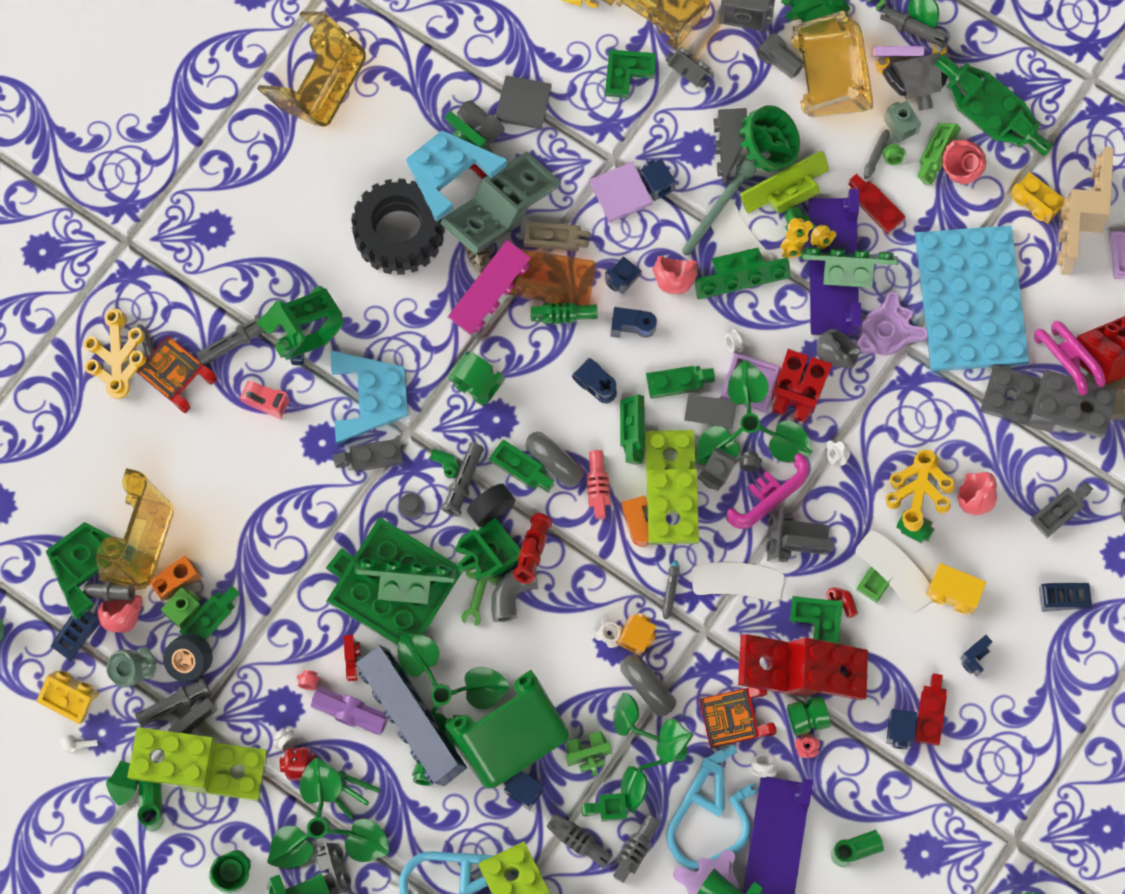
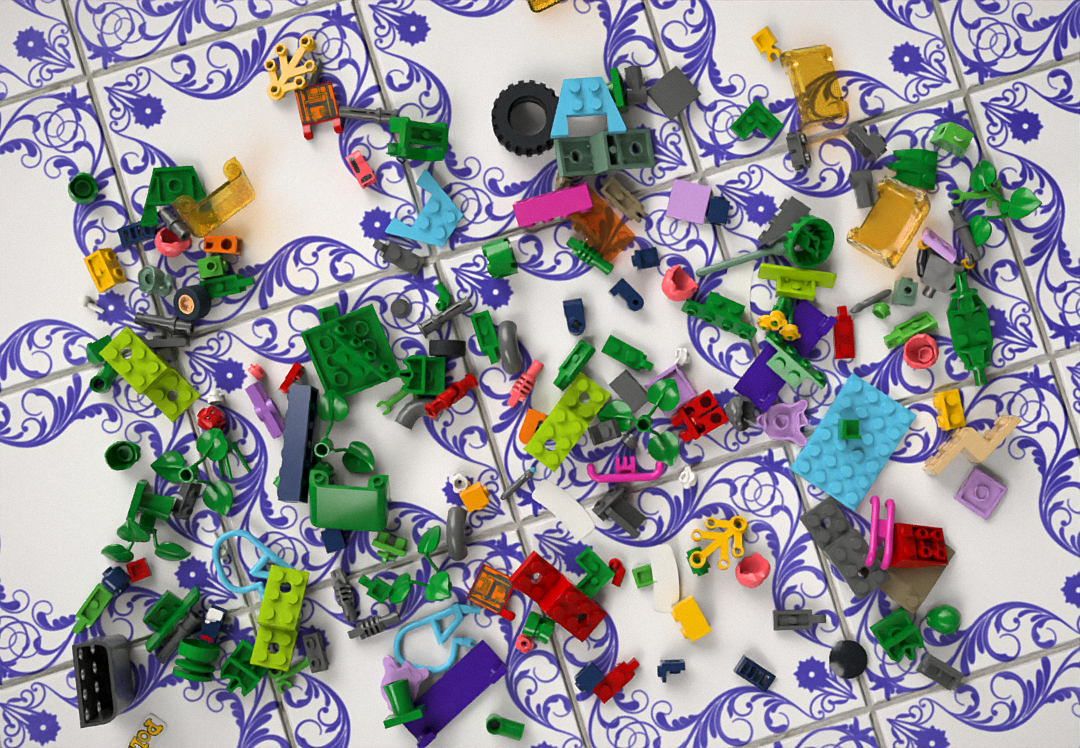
camera: 35 degrees right, 15 degrees up
(763, 766) = (488, 635): white plate -> none
(956, 285) = (848, 429): none -> green panel

